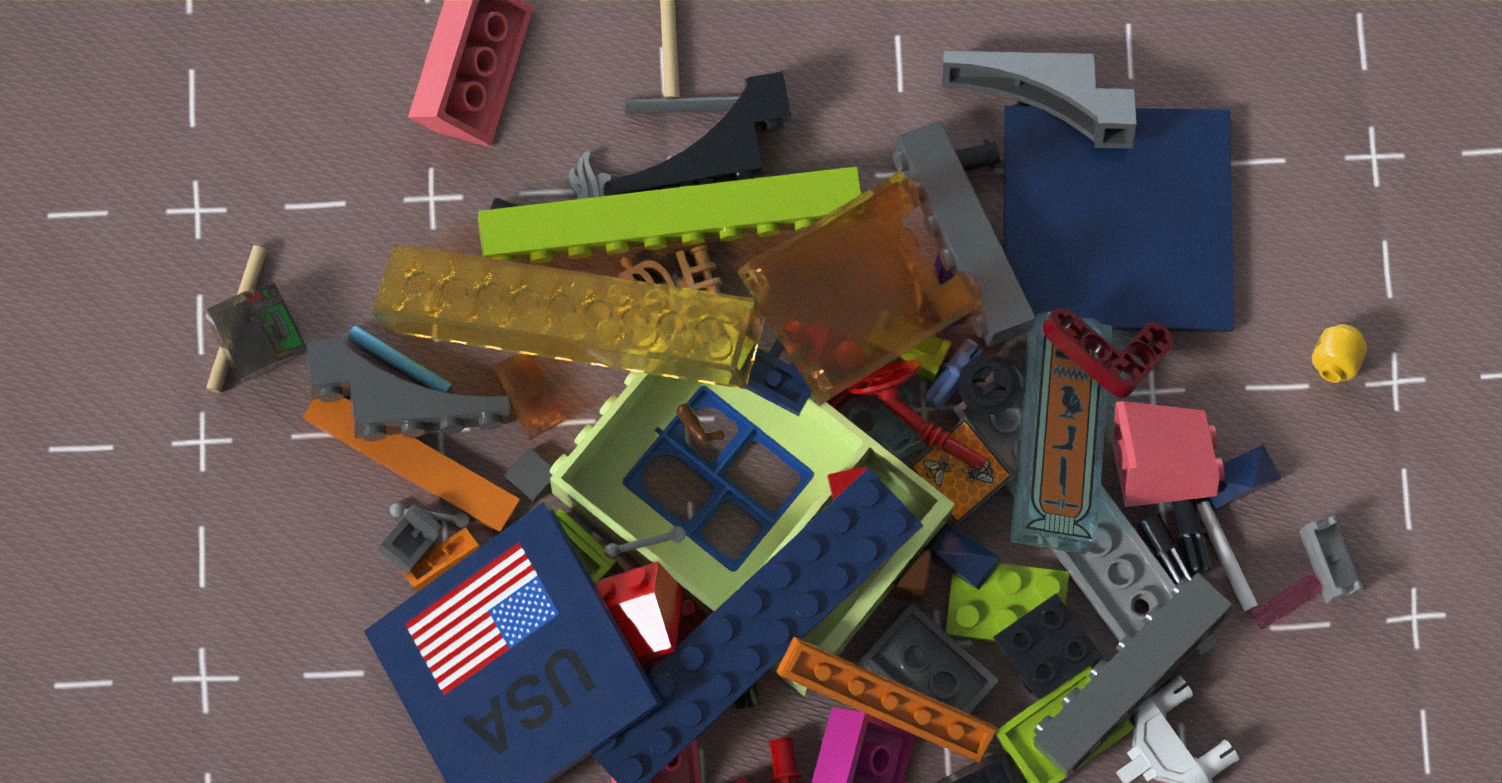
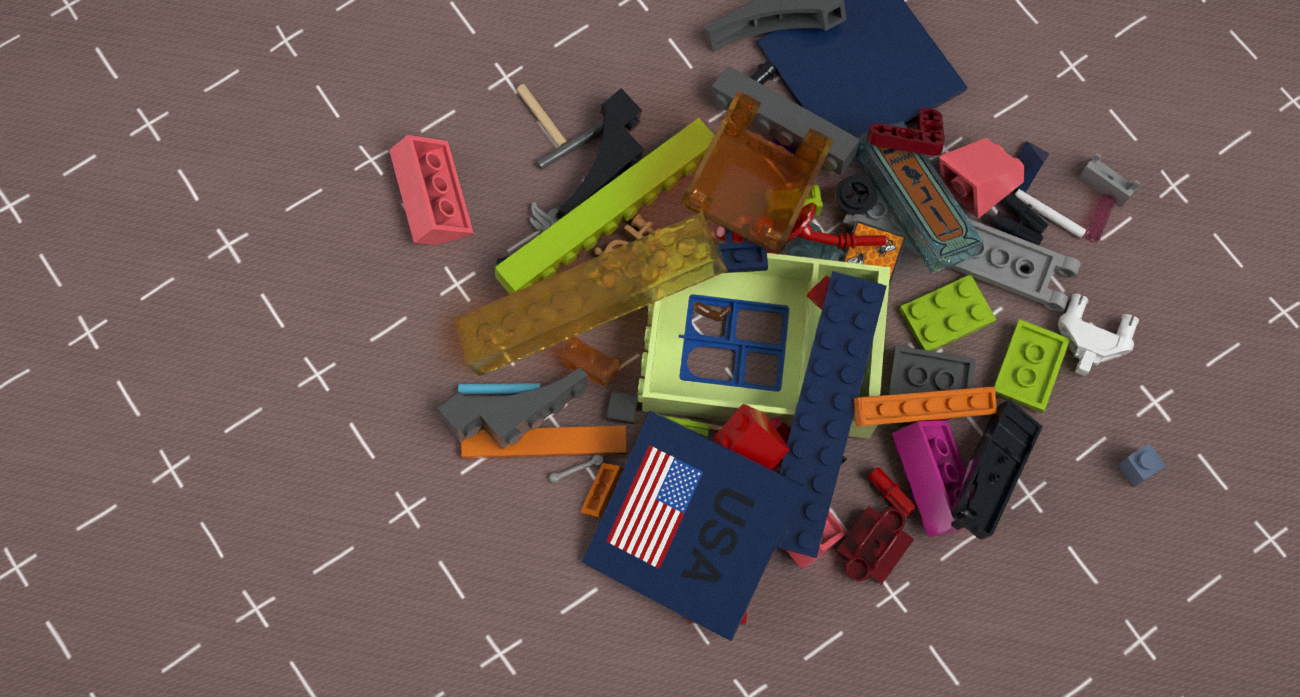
camera: 30 degrees left, 5 degrees down
(248, 283) = (383, 423): tan bar -> none
(255, 332) = (400, 423): clear smoke slope -> none
(411, 538) = (575, 487): dark grey bracket -> none
(676, 534) = (741, 383): dark grey hinge -> none
(914, 582) = (894, 327): reddish brown slope -> none
(947, 380) = (829, 208): medium blue axle -> none
(962, 556) = (909, 301): dark blue slope -> none
(1047, 647) = (990, 323): black hinge -> none
(1132, 674) = (1052, 307): dark grey brick -> none
(1339, 353) = (1034, 65): yellow head -> none

